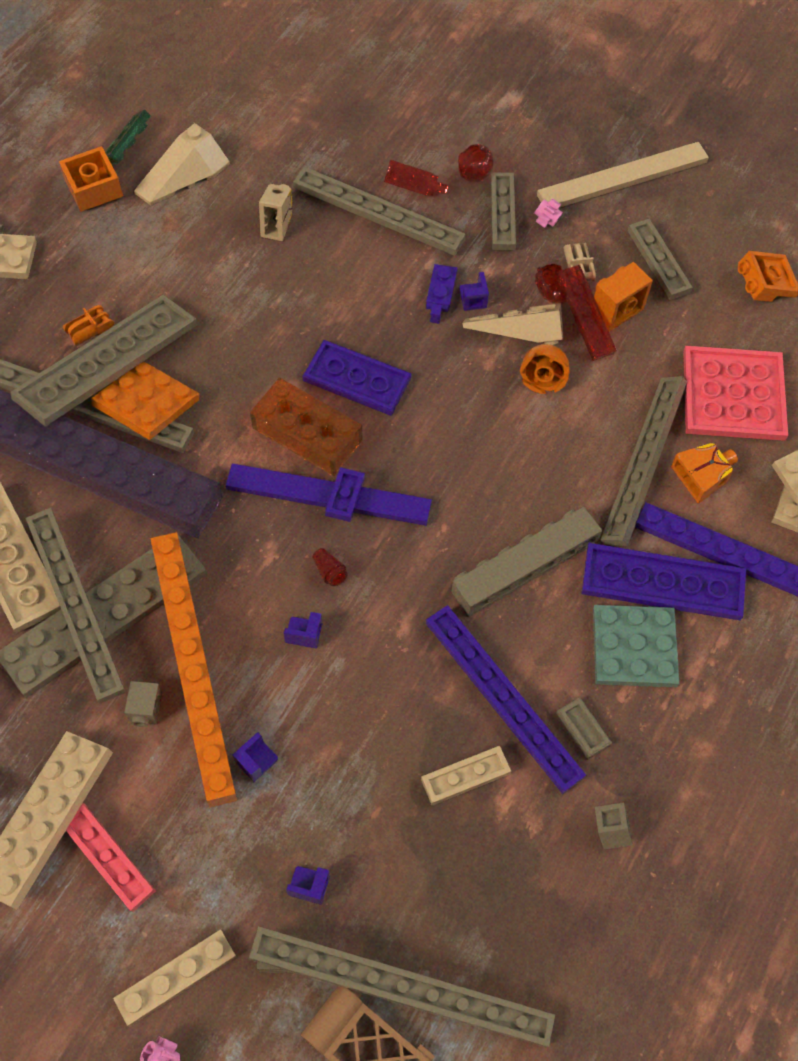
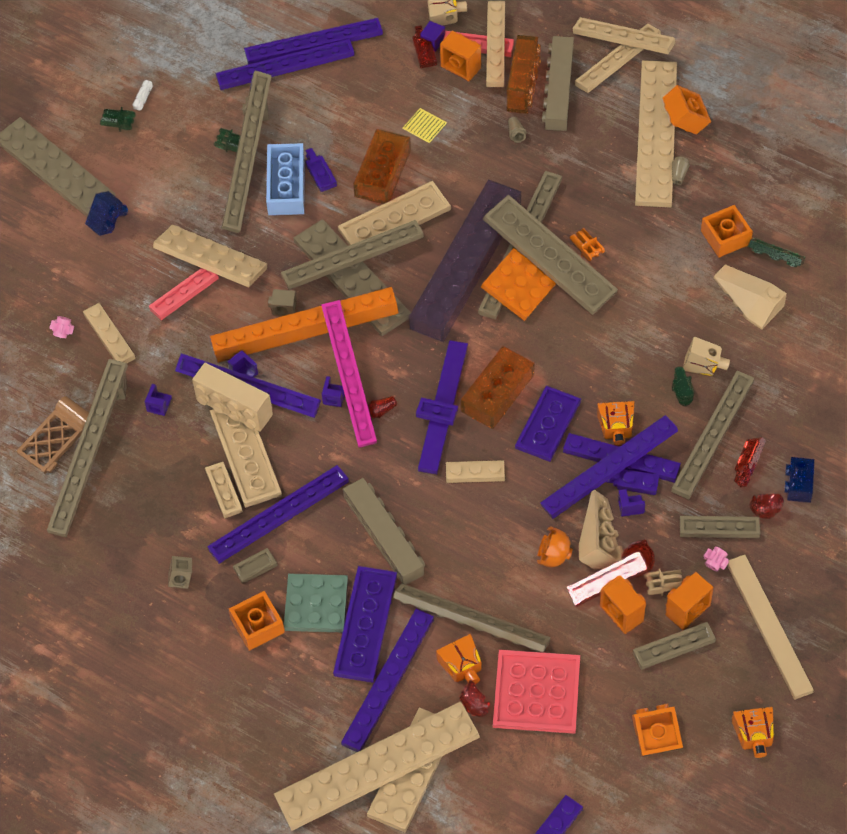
camera: 95 degrees right, 5 degrees down
(283, 599) = (349, 374): none -> dark pink plate
(286, 753) = (278, 395): none -> dark purple plate
(311, 235) = (683, 387): none -> clear green arm
(326, 756) = (232, 397): none -> tan brick
(360, 301) = (616, 420): none -> orange torso
(402, 747) = (246, 460): none -> tan plate
(407, 304) = (597, 450): none -> dark purple plate
(428, 458) = (475, 471): none -> tan plate
(430, 308) = (609, 467): none -> dark purple plate
(440, 133) = (800, 479): none -> clear blue brick
(611, 234) = (688, 600): none -> orange brick
(681, 714) = (256, 620): none -> orange brick
(753, 190) = (754, 729): none -> orange torso
(763, 451) = (474, 700): none -> clear red hair

